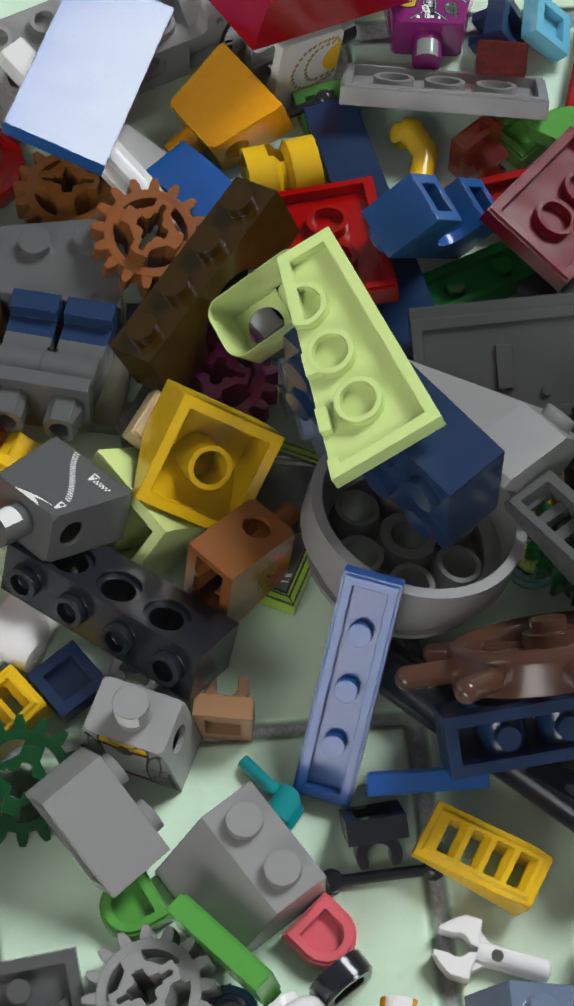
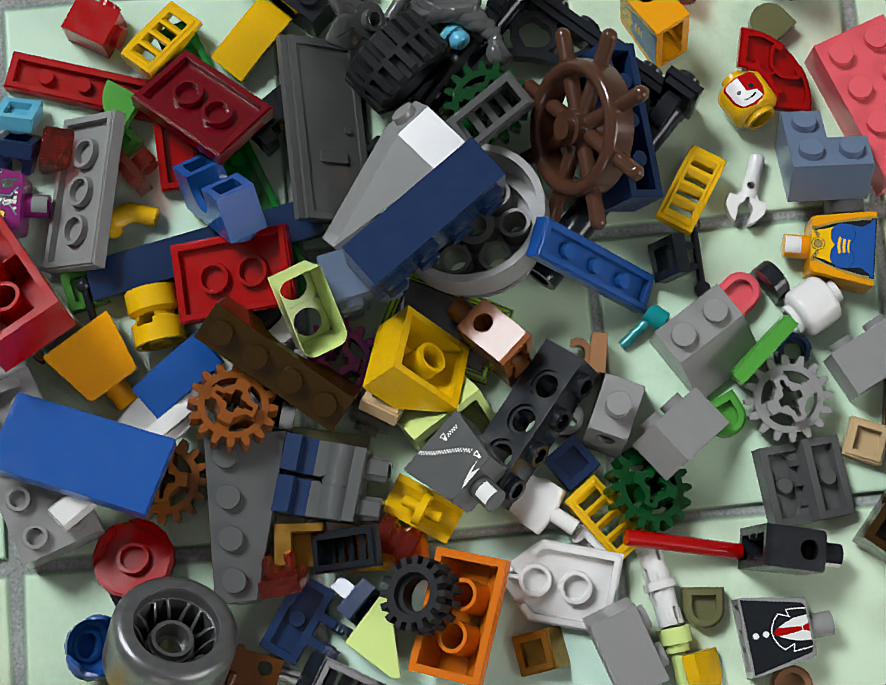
camera: 90 degrees left, 15 degrees up
(357, 371) = (413, 231): yellowish green wing -> none
(418, 781) = (641, 236): blue tile -> none

